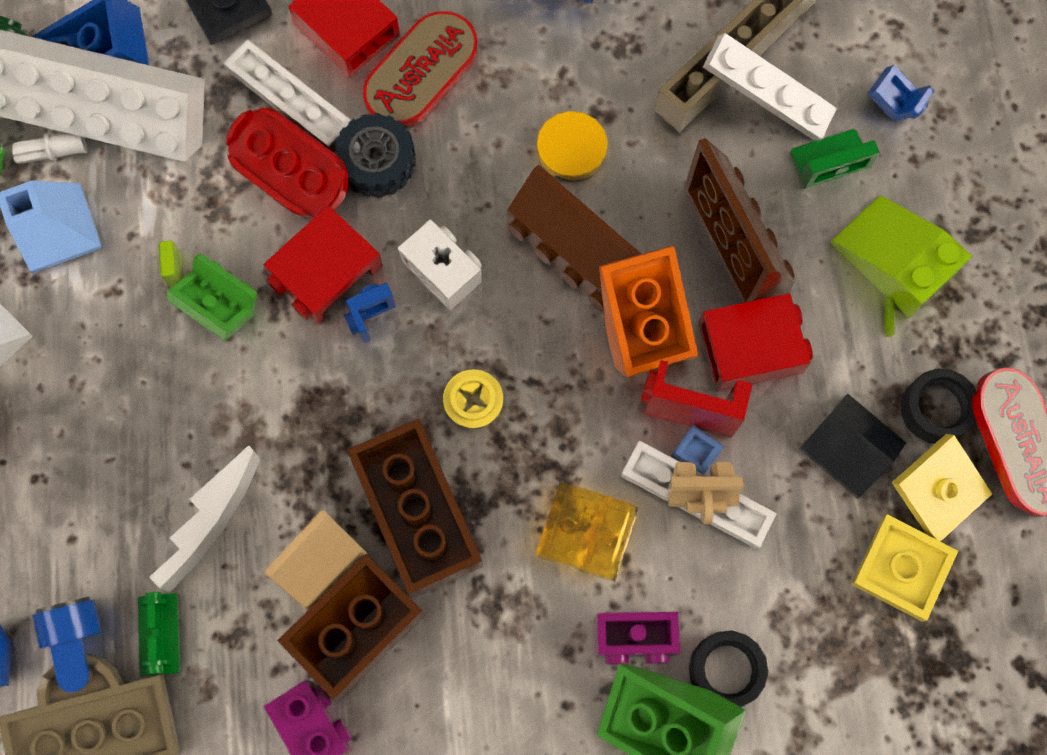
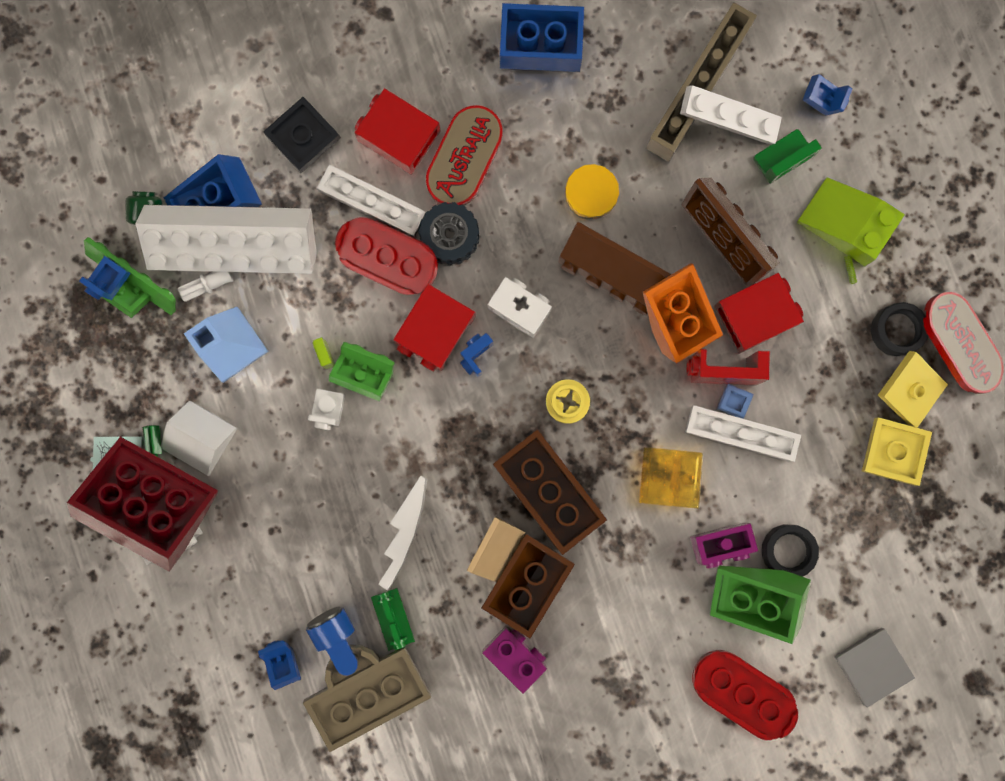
camera: 10 degrees left, 10 degrees up
(154, 337) = (327, 409): none -> white bracket
(704, 493) = (750, 436): tan hips -> none
(853, 446) = (844, 372): black slope -> none

